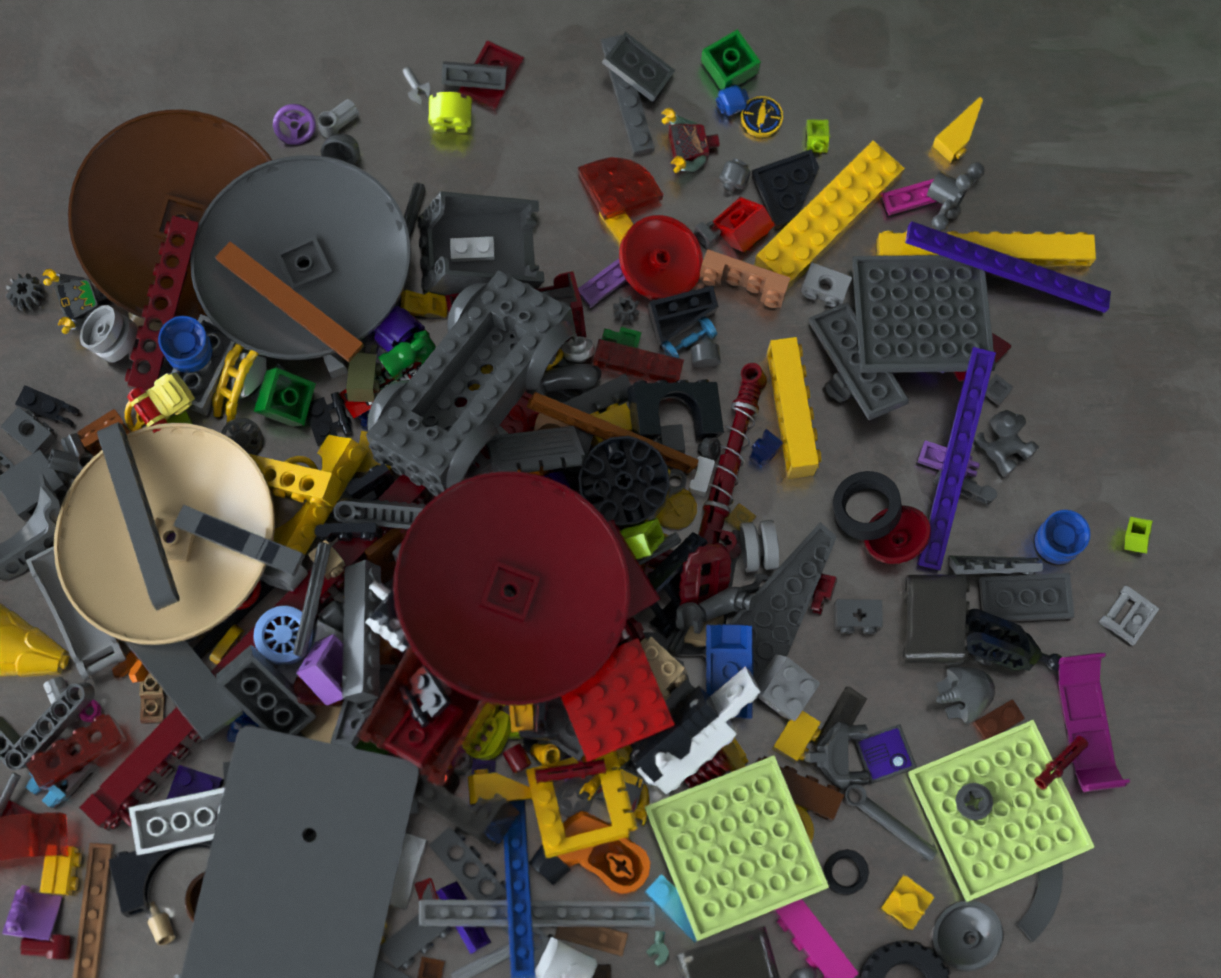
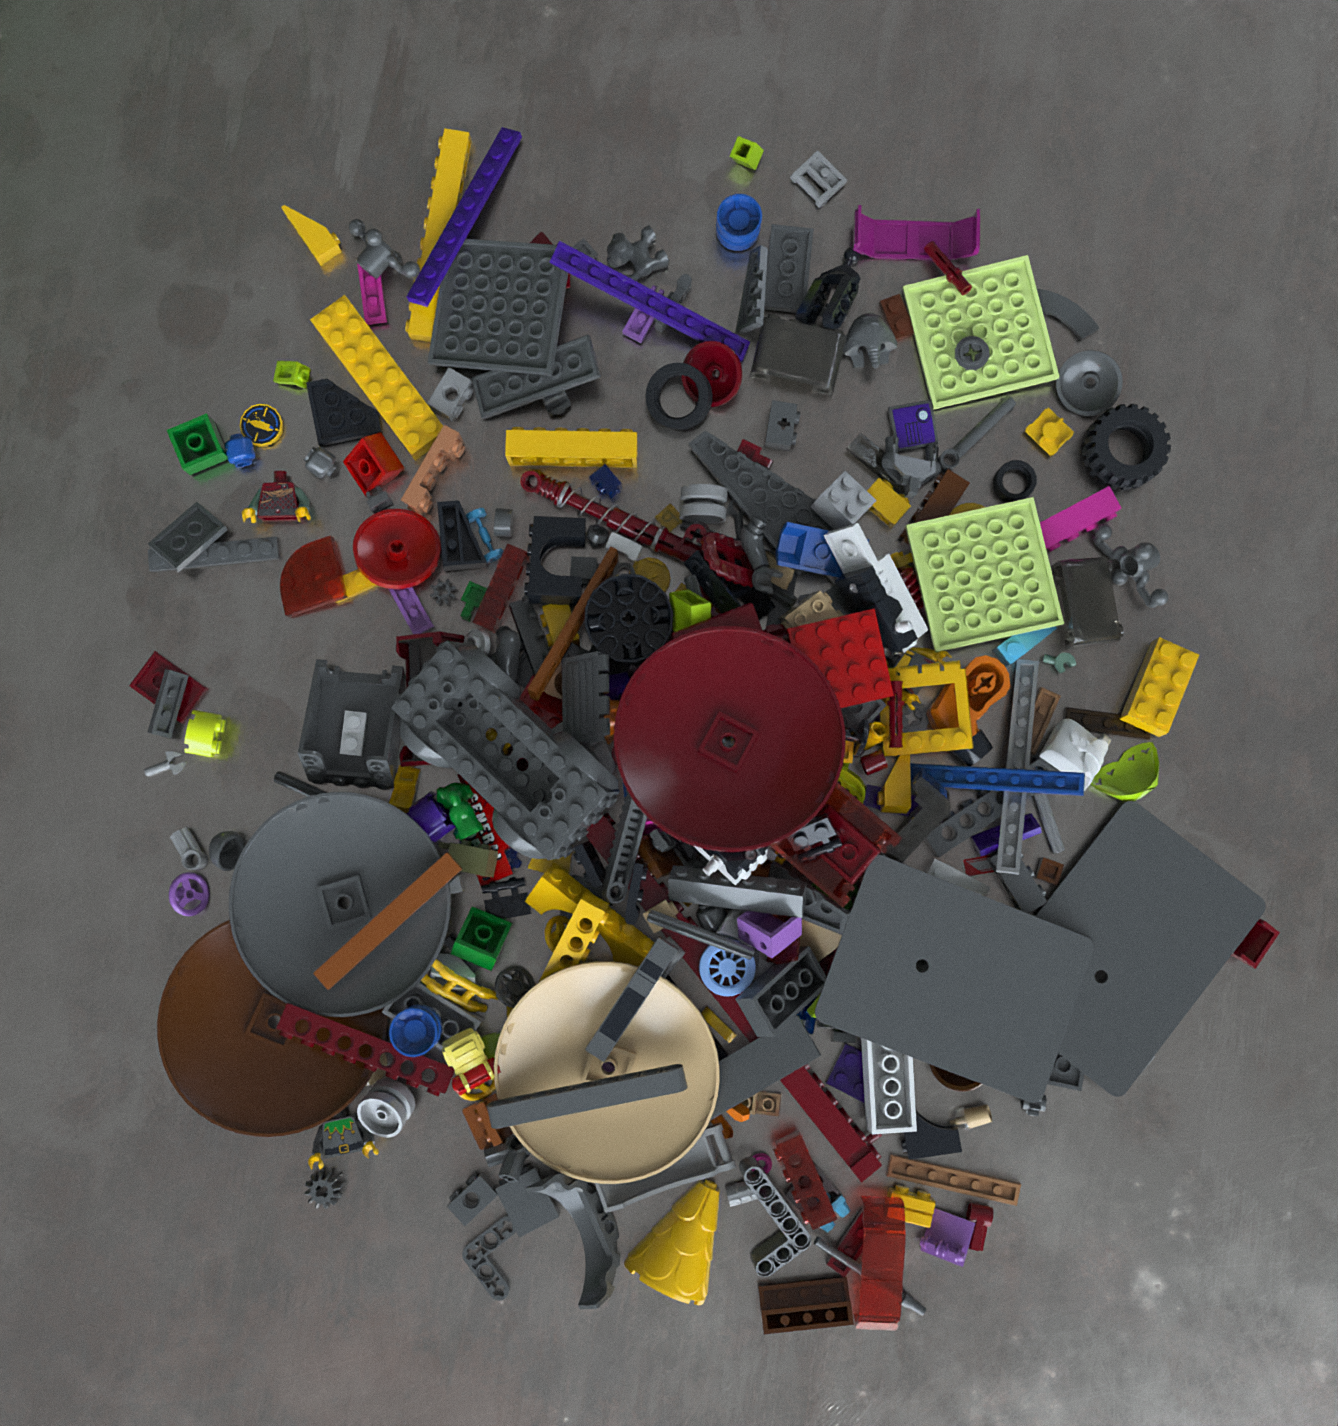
camera: 80 degrees left, 10 degrees up
(45, 406) = (446, 1180): black hinge -> none

